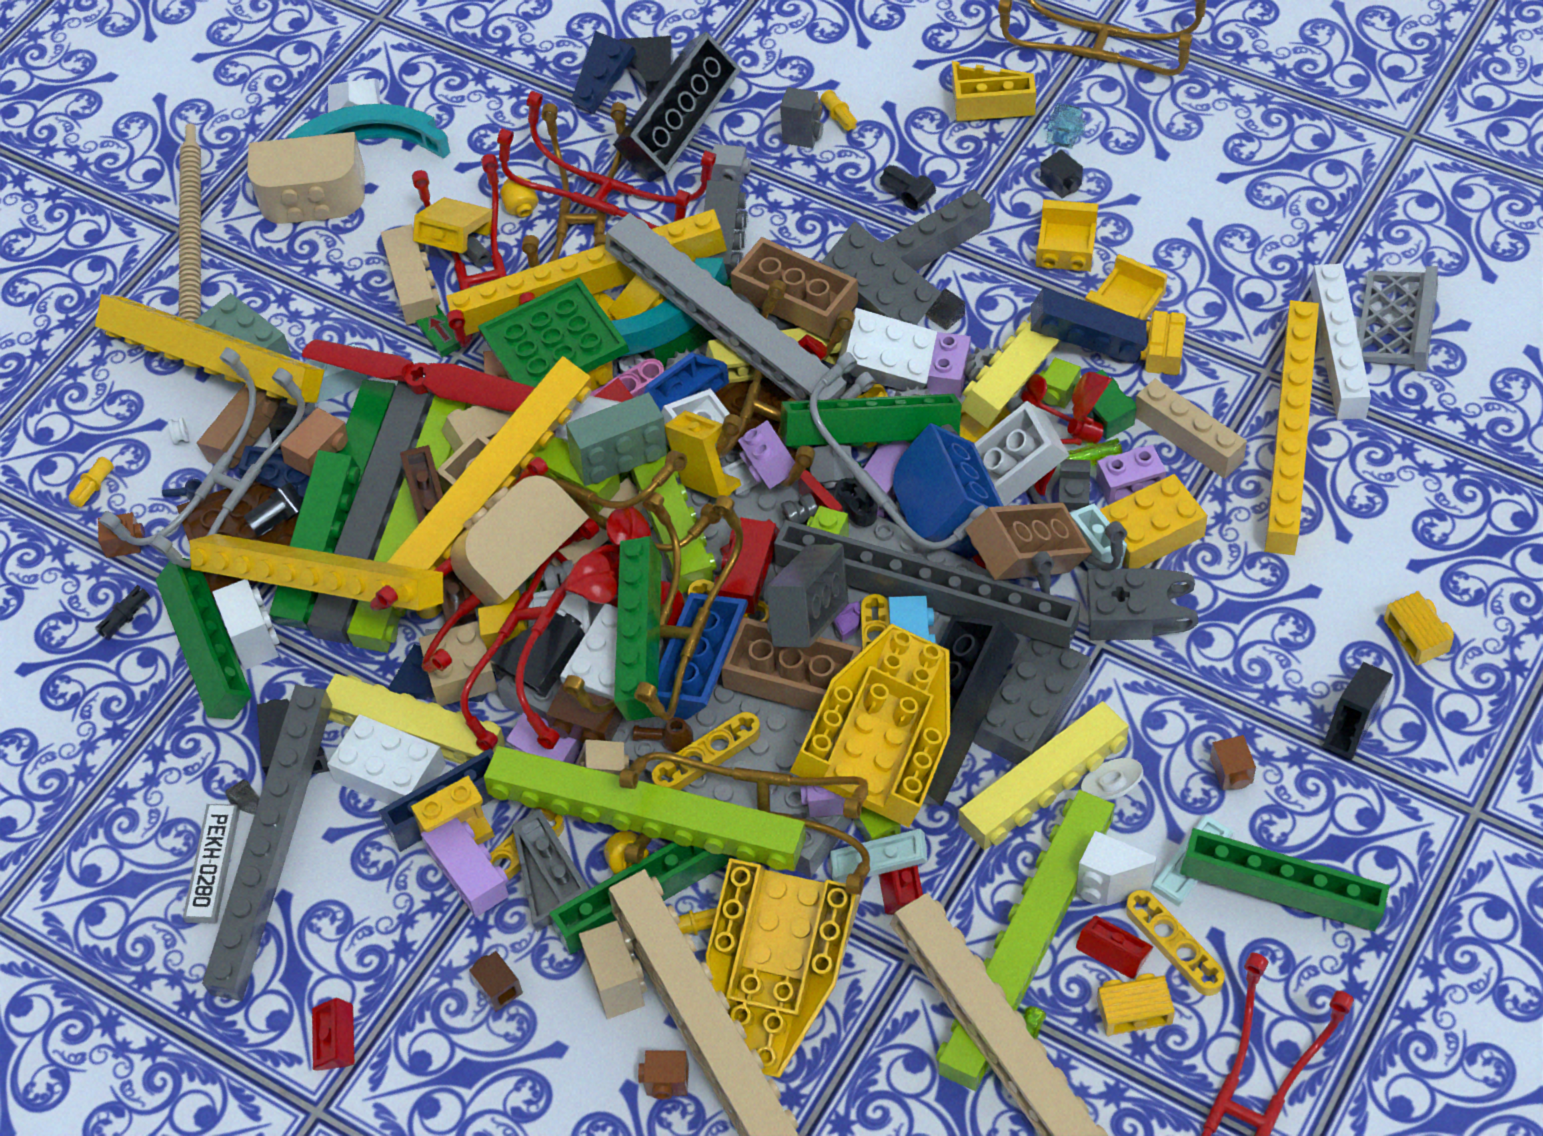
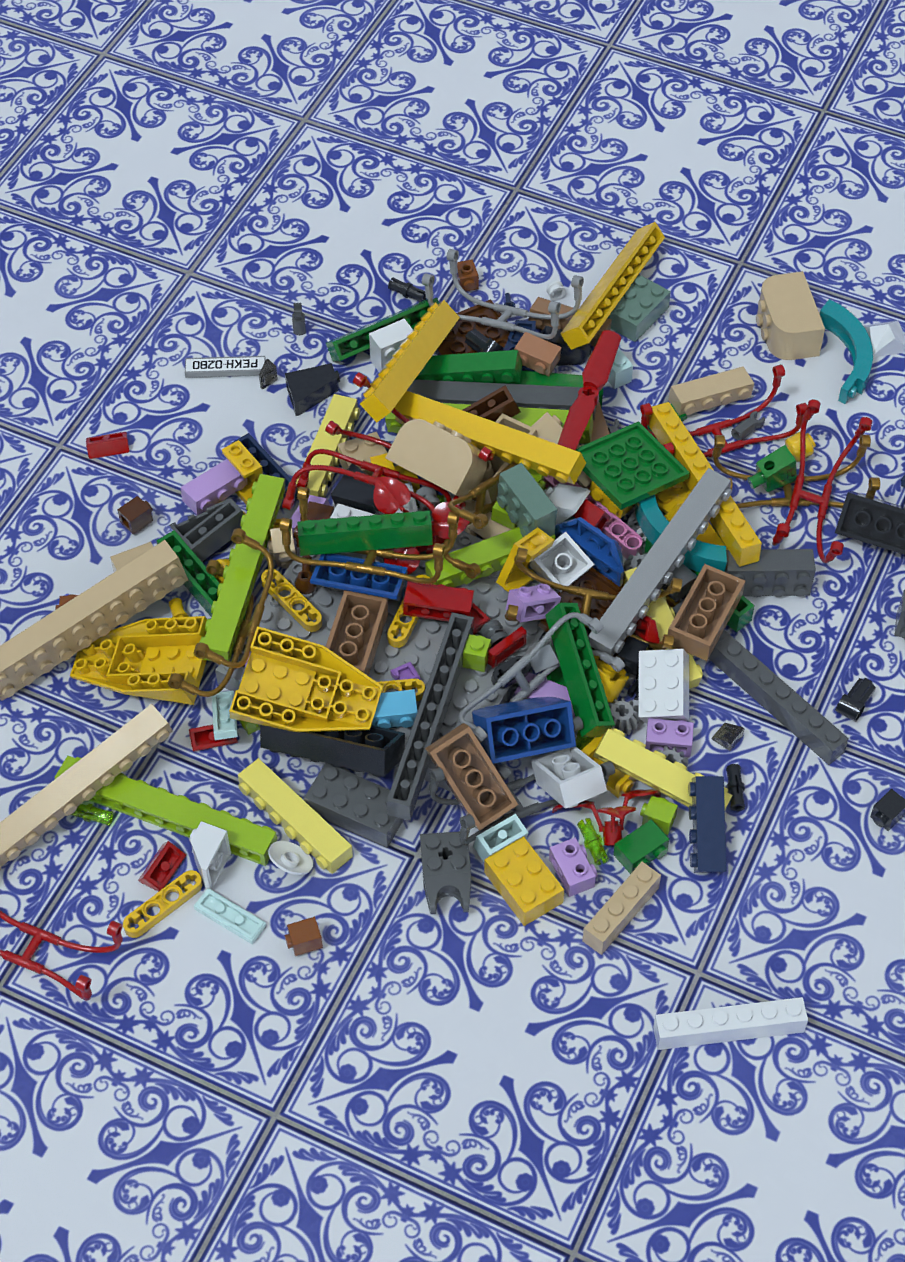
camera: 80 degrees right, 0 degrees up
(90, 481) = (509, 254): yellow axle -> none
(152, 751) = (298, 320): none -> dark grey bar
(190, 227) = (739, 264): tan hose -> none
(267, 844) = (230, 383): dark grey brick -> none
(384, 761) = (292, 437): white brick -> none
(449, 223) = (757, 404): yellow panel -> none
(567, 219) = (774, 470): none -> green torso
(730, 163) = (857, 575): light grey brick -> none
(807, 596) = (396, 628): dark grey brick -> none
(884, 280) = (729, 672): dark grey brick -> none
(1012, 309) = (735, 787): none -> black pin
(1067, 235) = (819, 818): yellow panel -> none
(1074, 483) = (555, 822): dark grey brick -> none
(1130, 288) = (760, 863): yellow panel -> none
(1135, 1004) = (111, 876): yellow brick -> none
(1164, 343) = (712, 890): yellow brick -> none
(1285, 879) = (201, 966): green brick -> none
(1292, 429) = (632, 983): yellow brick -> none
(1357, 710) = (358, 1025): black slope -> none
(1418, 627) = (437, 1075): yellow brick -> none
(1421, 324) = (767, 1093): light grey fence -> none

